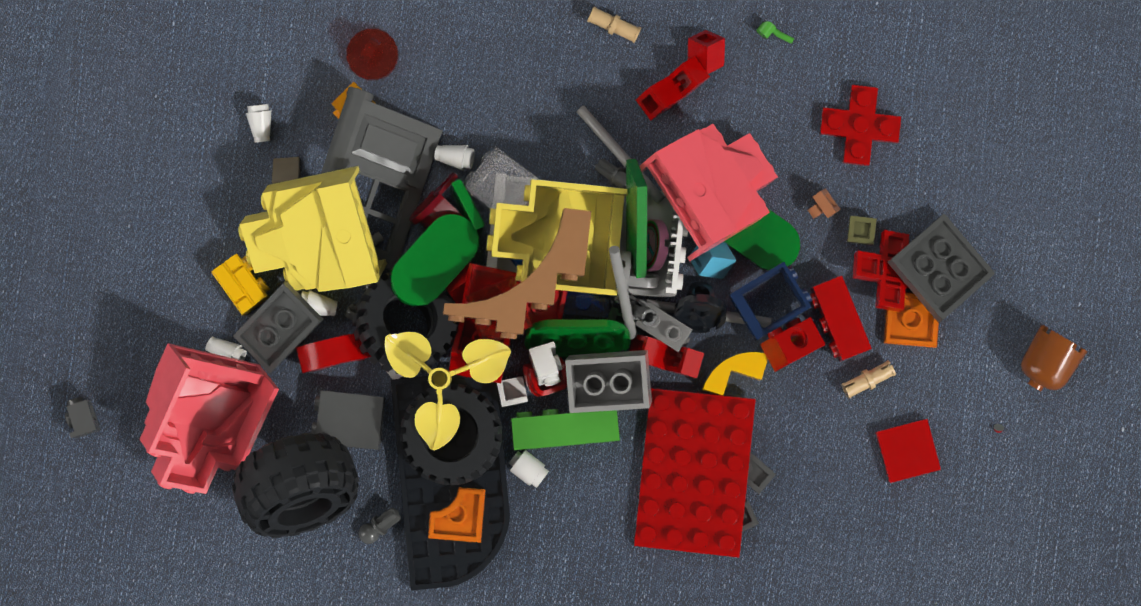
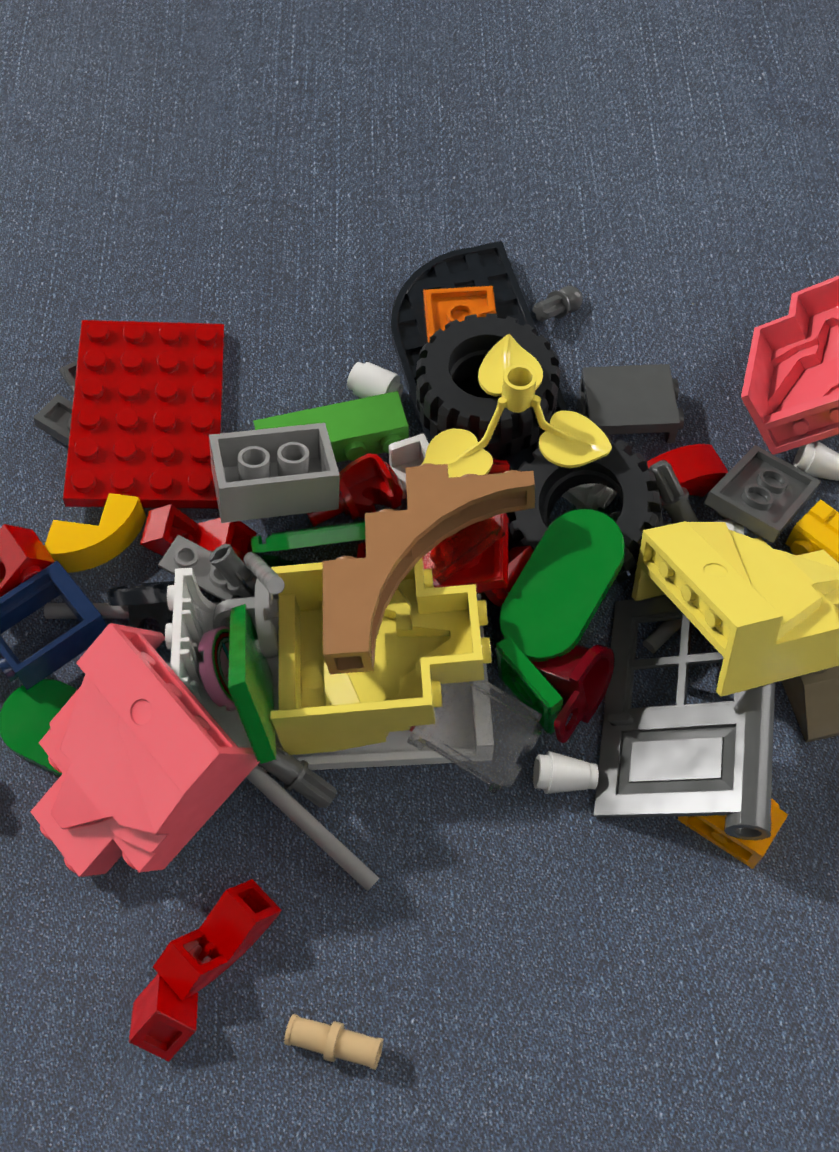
camera: 170 degrees right, 25 degrees down
(295, 485) = (683, 283): black tyre -> none
(342, 325) = (673, 496): none -> dark grey axle
(372, 54) = (741, 921): clear red tile -> none
(545, 364) = (369, 485): white brick -> none
(768, 28) = (57, 1079): bright green hand -> none

